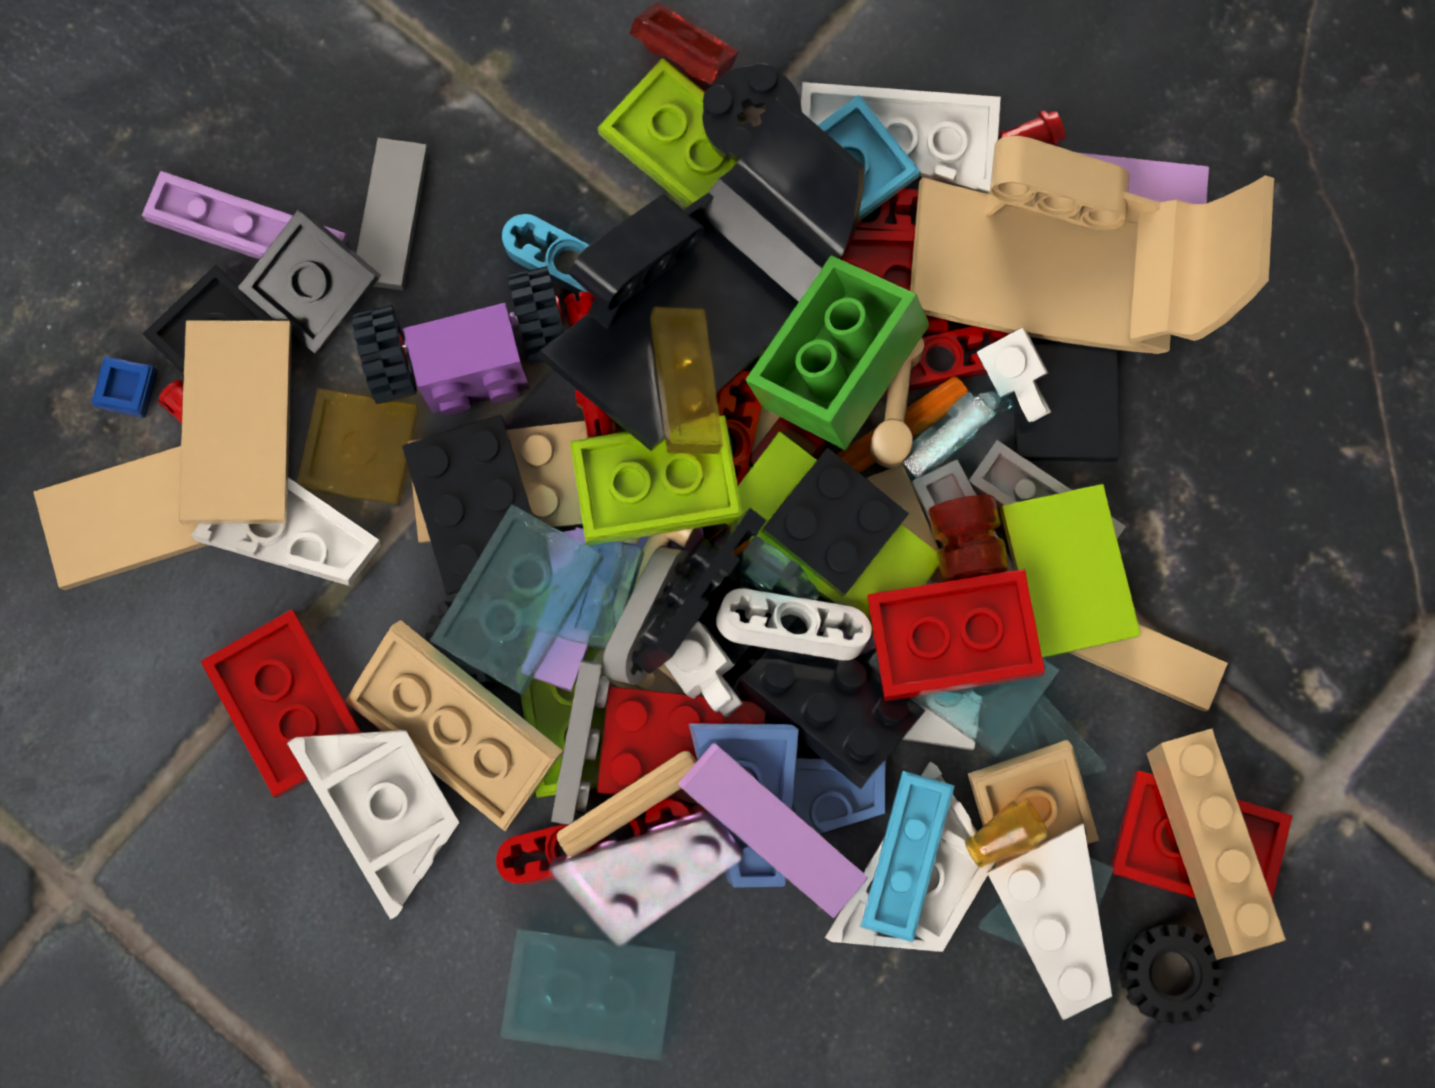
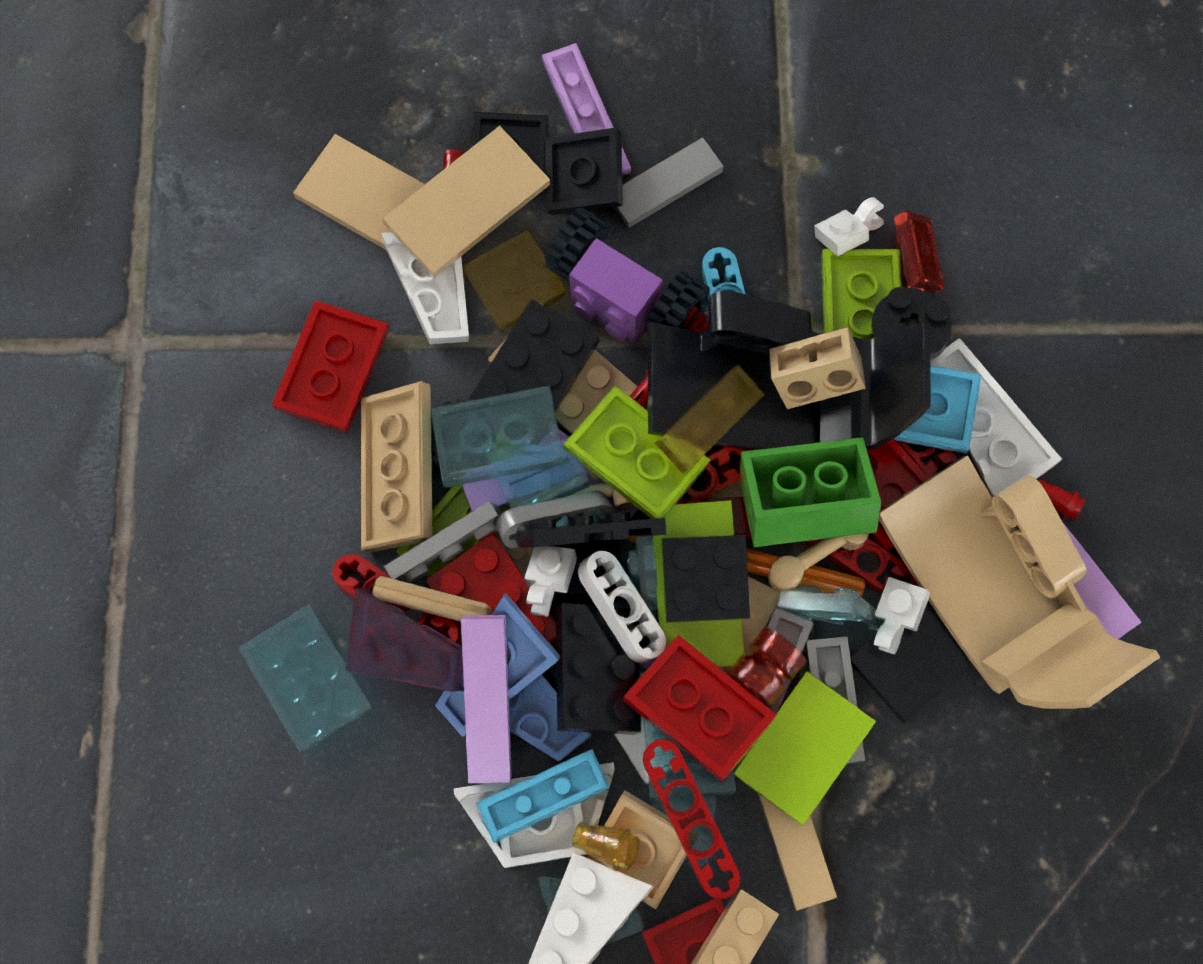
camera: 50 degrees right, 5 degrees down
(124, 387) = (437, 130): blue tile -> none
(381, 805) = (316, 467): white wing -> none
(601, 90) = (848, 231): none -> white plate
(728, 237) = (817, 368): none -> tan brick
(1053, 728) = (686, 820): none -> red beam

